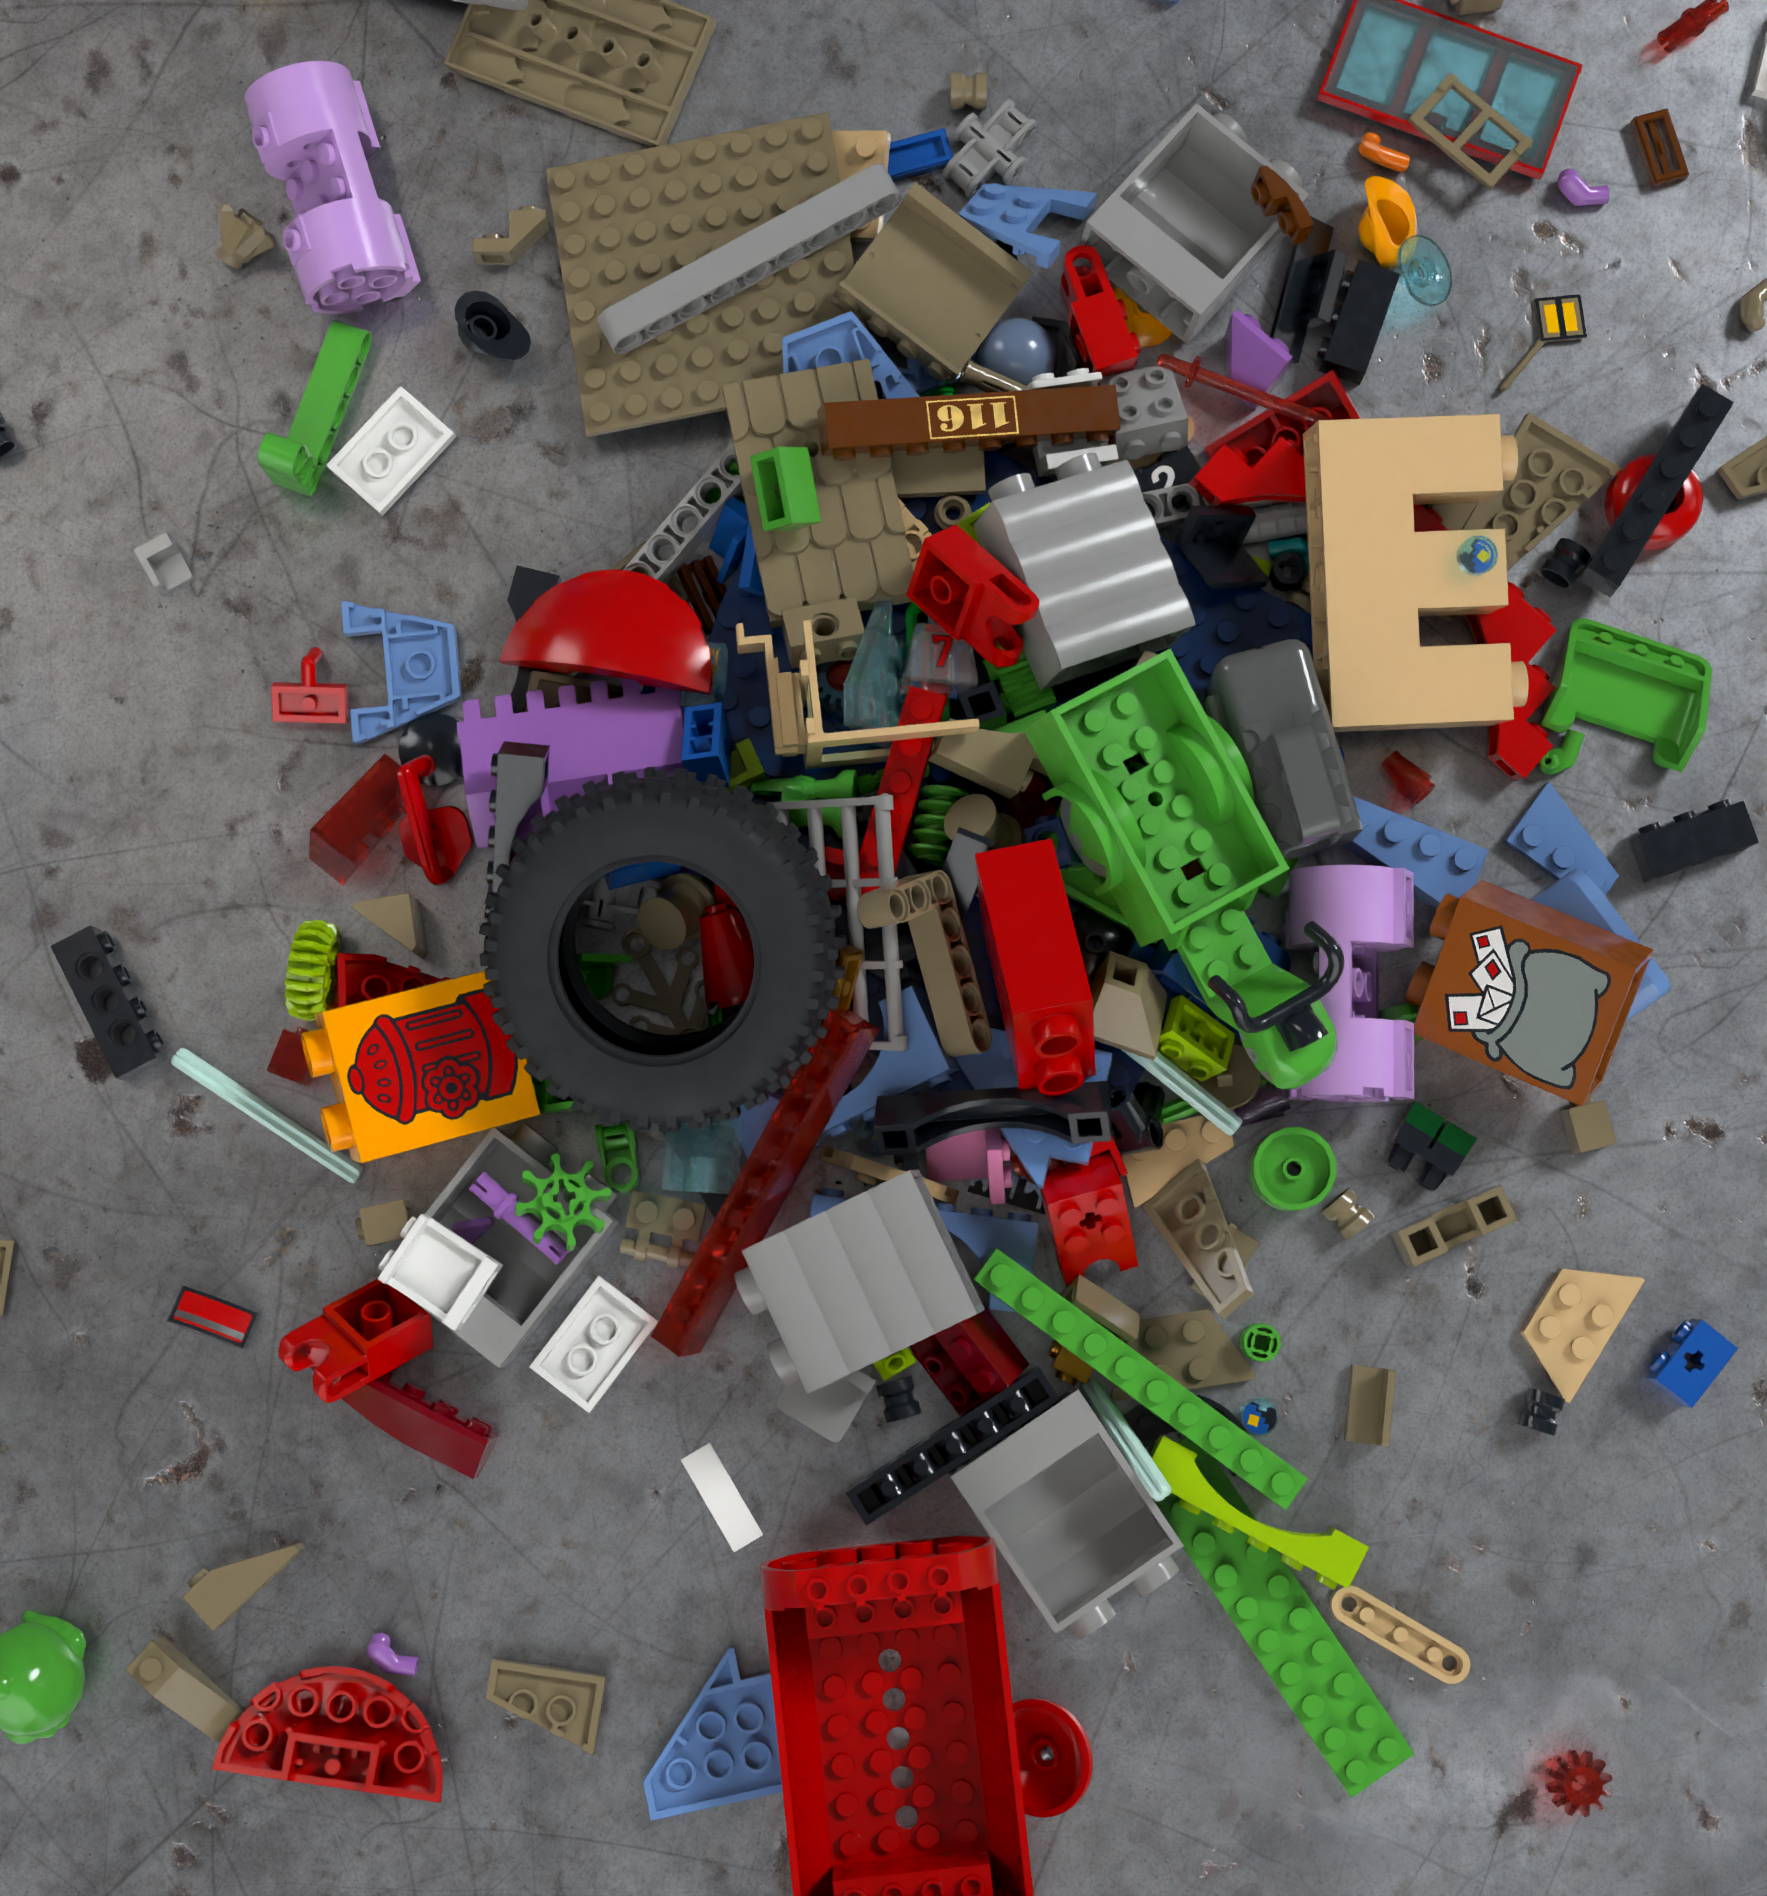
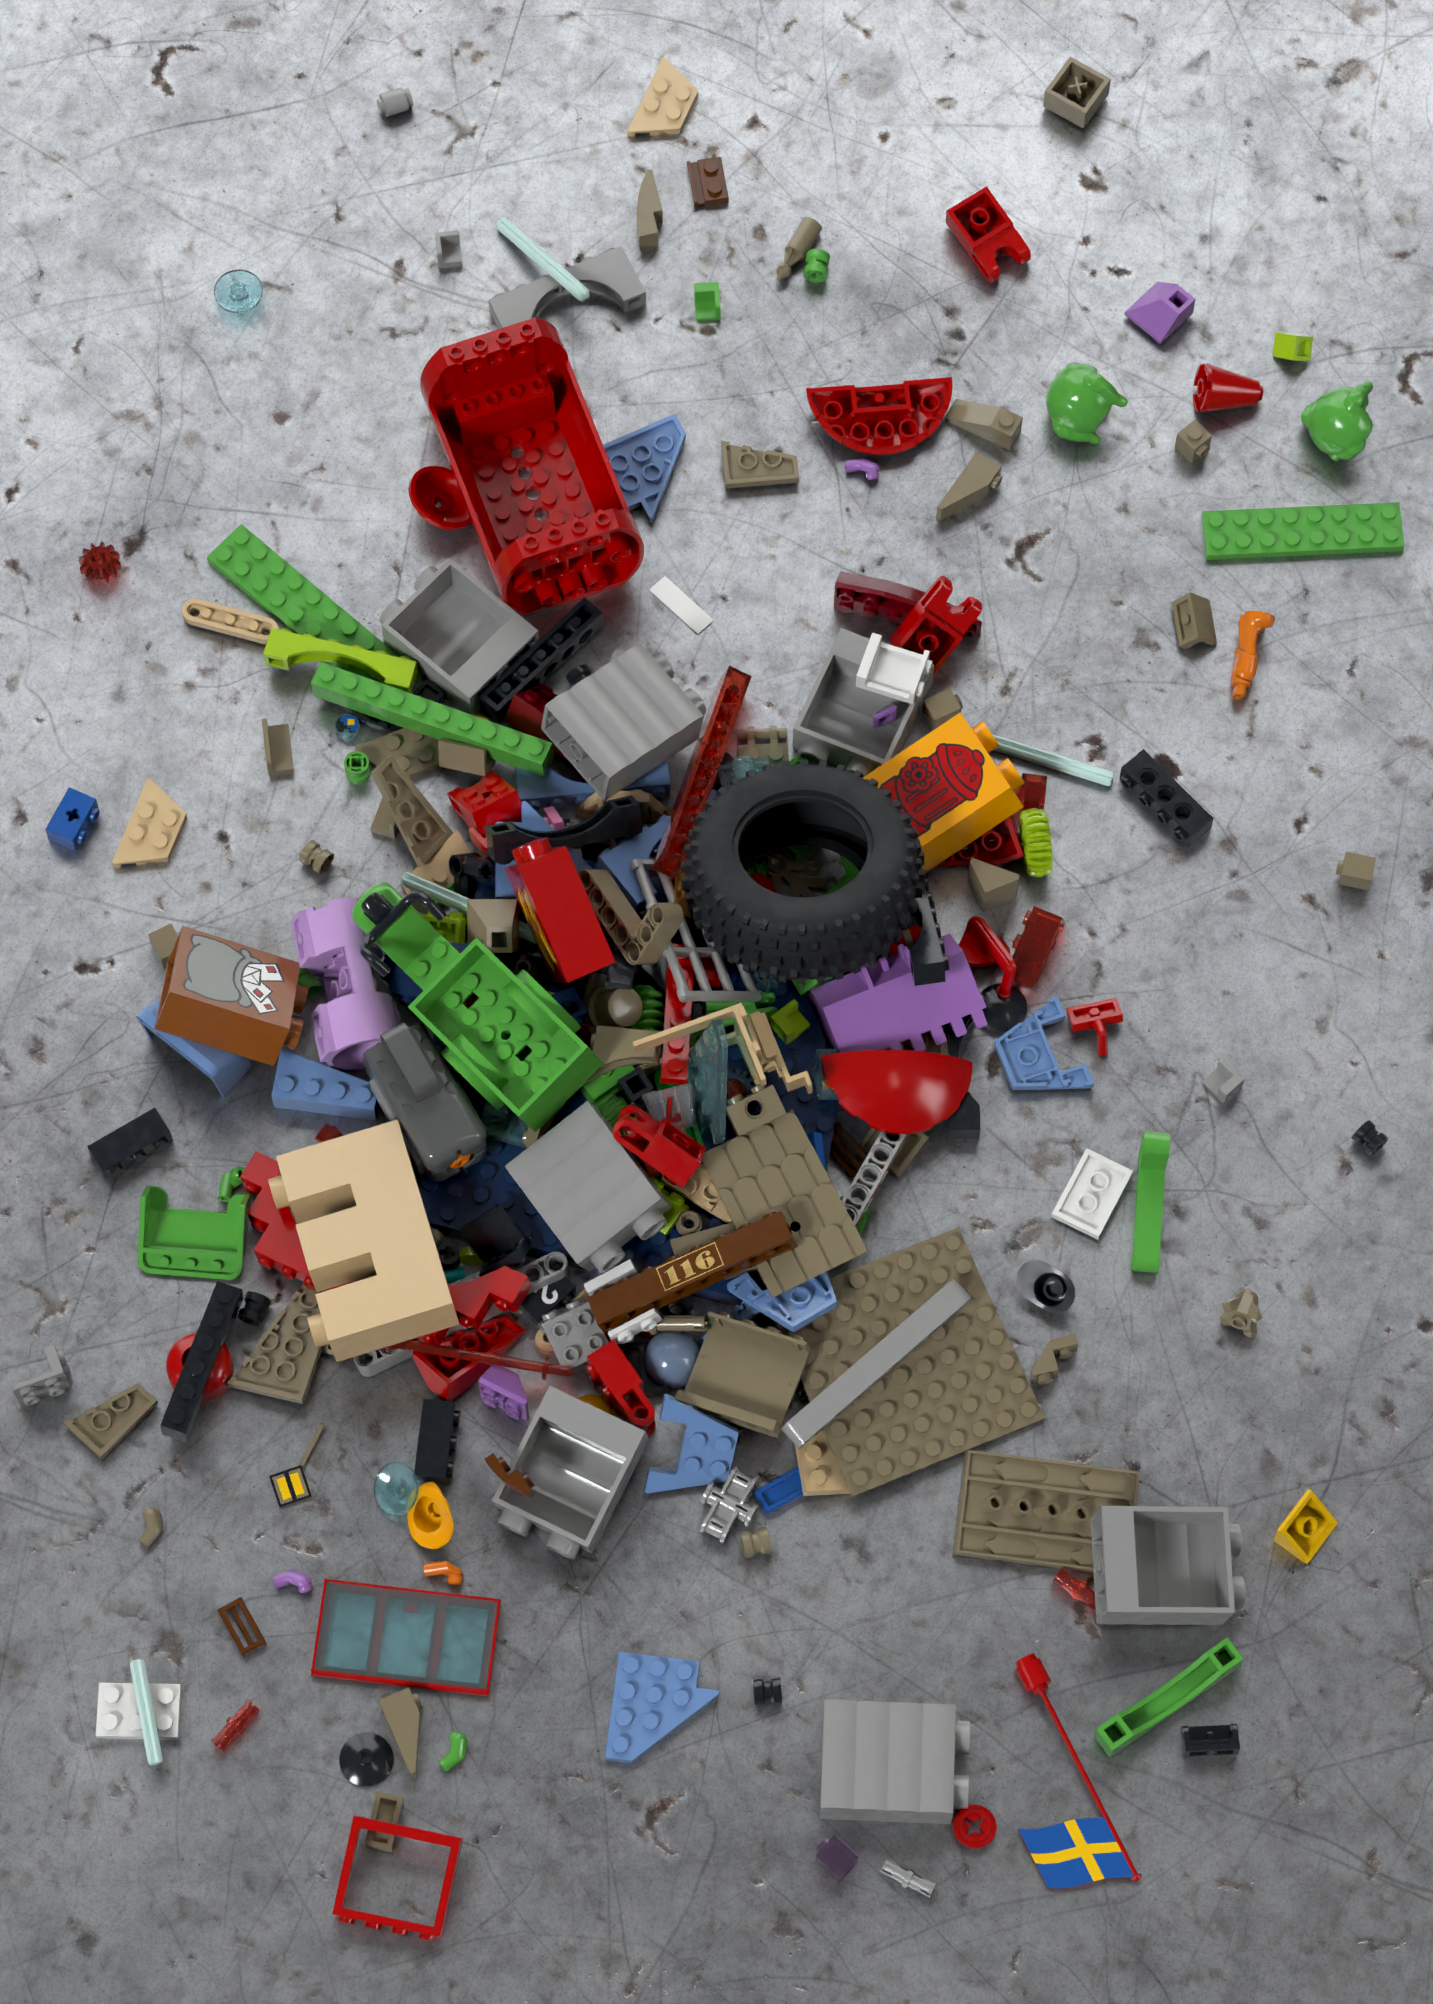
camera: 165 degrees right, 15 degrees down
(212, 1317) = (1036, 629): slope -> none
(318, 139) = (1210, 1381): lavender cylinder -> none
(504, 1206) = (861, 717): medium lavender pin -> none
(551, 1211) = (838, 720): bright green gear -> none
(594, 1344) = (787, 670): white plate -> none
(707, 742) = (812, 1021): blue brick -> none
(730, 537) = (840, 1185): blue panel -> none
(785, 488) = (803, 1182): bright green brick -> none
(1126, 1440) = (426, 676): light aqua axle -> none
(1307, 1153) = (358, 867): bright green wheel -> none
(1308, 288) = (472, 1448): black bracket -> none
(1415, 1135) = (270, 912): black hips -> none
(1453, 149) = (406, 1626): dark tan window -> none
(1453, 1226) = (232, 873): dark tan arch -> none
(1477, 555) = (324, 1246): clear light blue tile -> none
(1541, 1411) = (165, 768): black wheel -> none
(1558, 842) = (219, 1122): medium blue wing -> none

